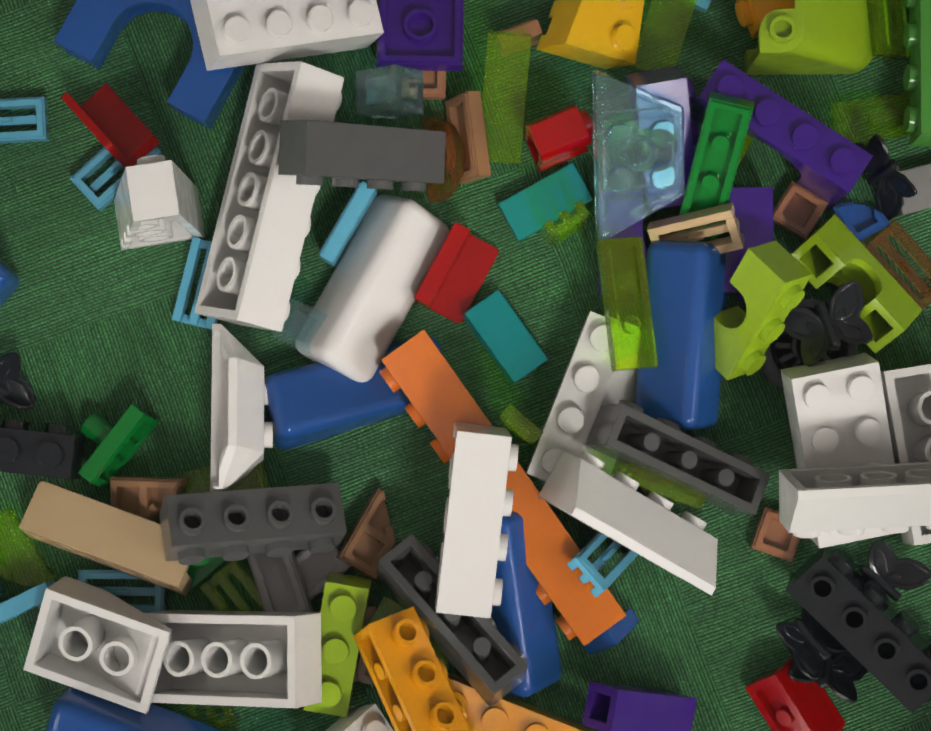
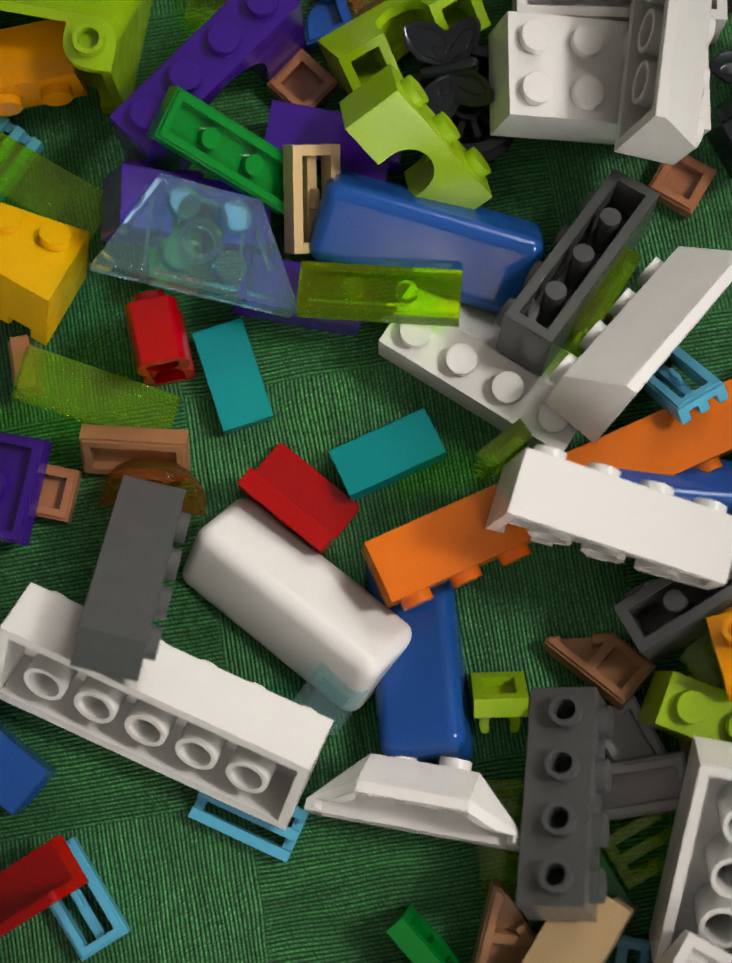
camera: 80 degrees left, 5 degrees down
(156, 204) = (140, 853): white wedge -> none
(328, 460) = (499, 697): none -> lime tile
(347, 224) = (213, 619): medium azure tile -> none
(389, 92) = (59, 535): clear light blue brick -> none
(565, 224) = (267, 351): clear neon green tile -> none

